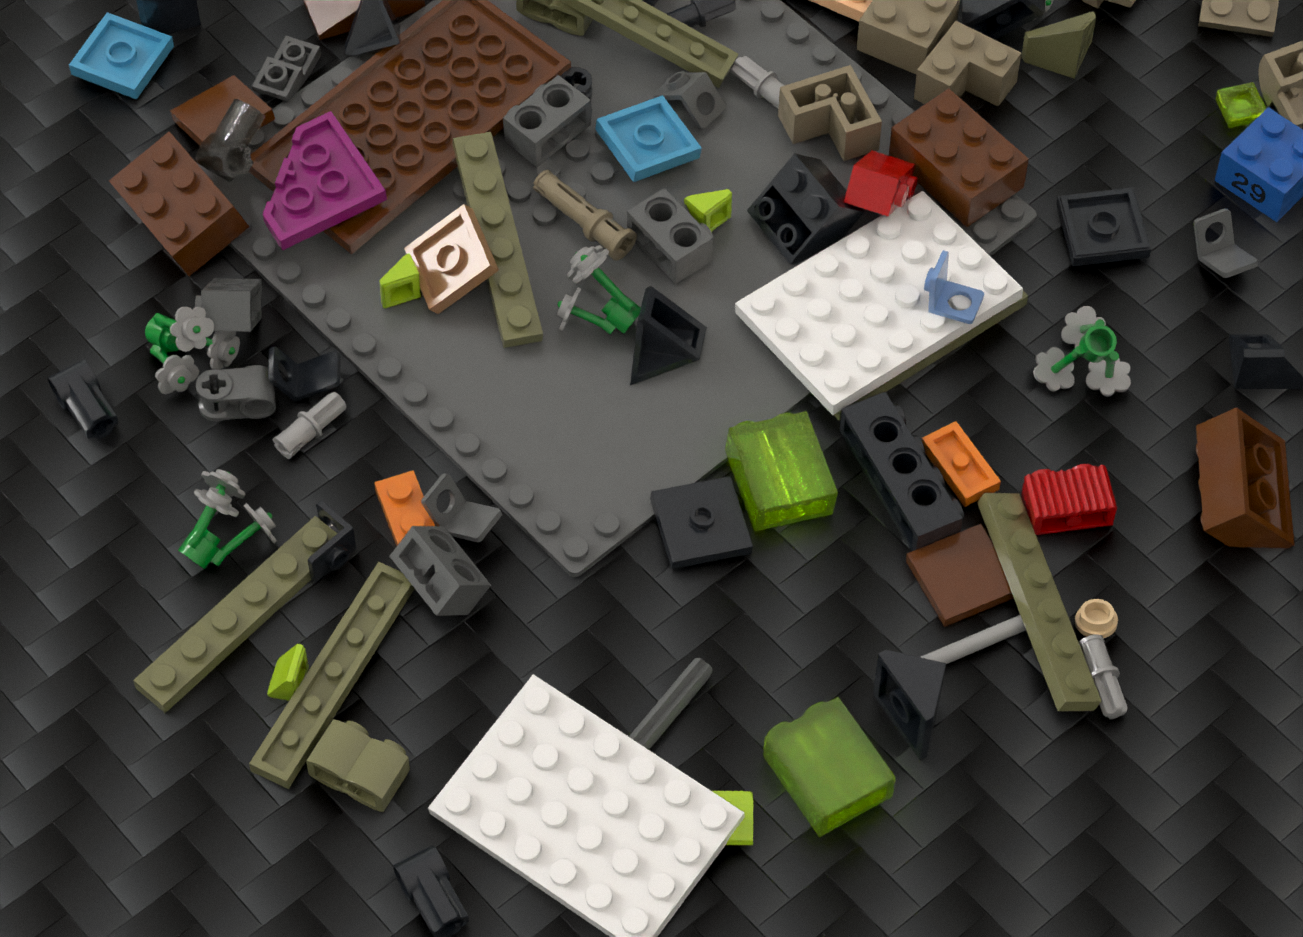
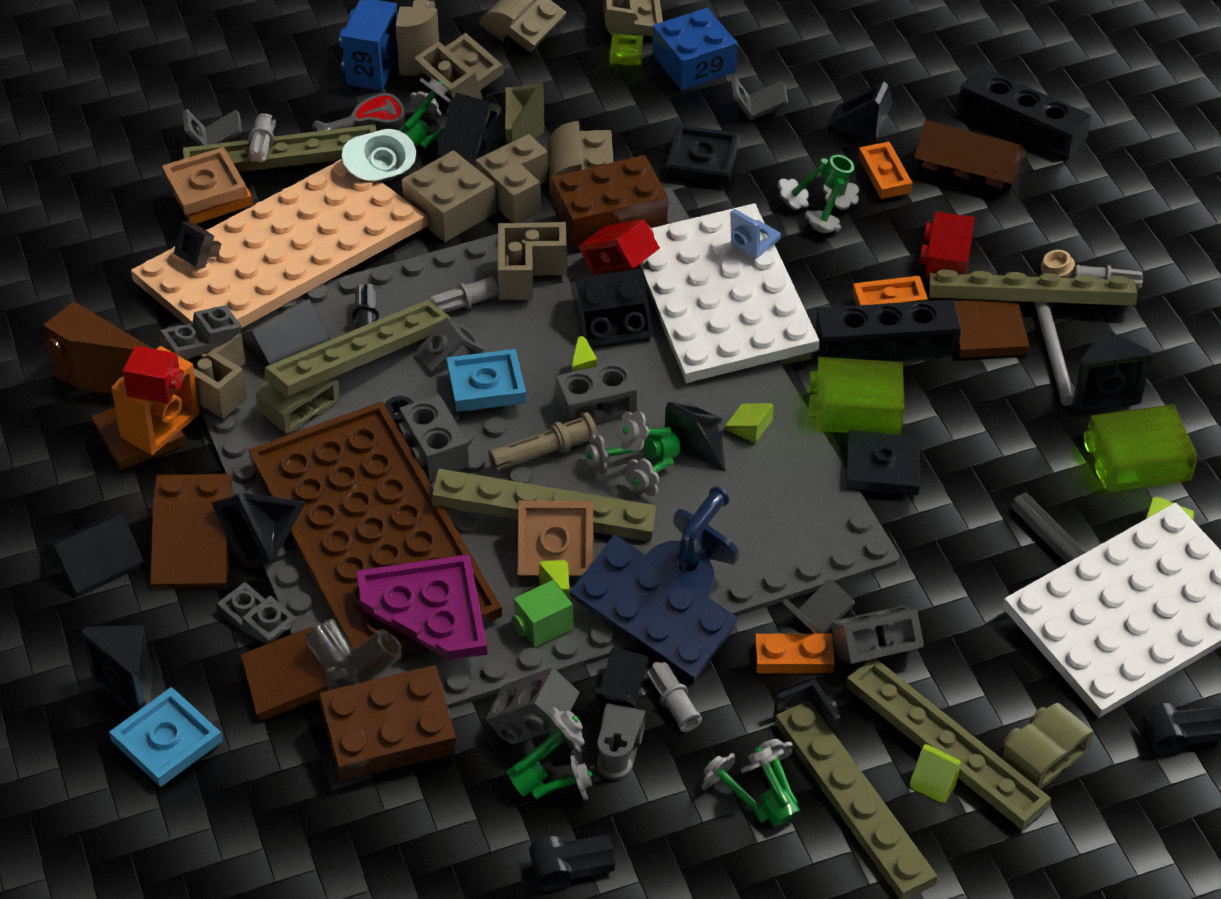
camera: 70 degrees left, 10 degrees down
(355, 281) = (543, 613): none -> bright green brick
(419, 367) = (657, 601): none -> dark blue plate
(702, 384) = (750, 420): none -> lime slope
(1032, 116) = (577, 150): none -> dark tan brick
(1170, 406) = (885, 170): none -> orange plate

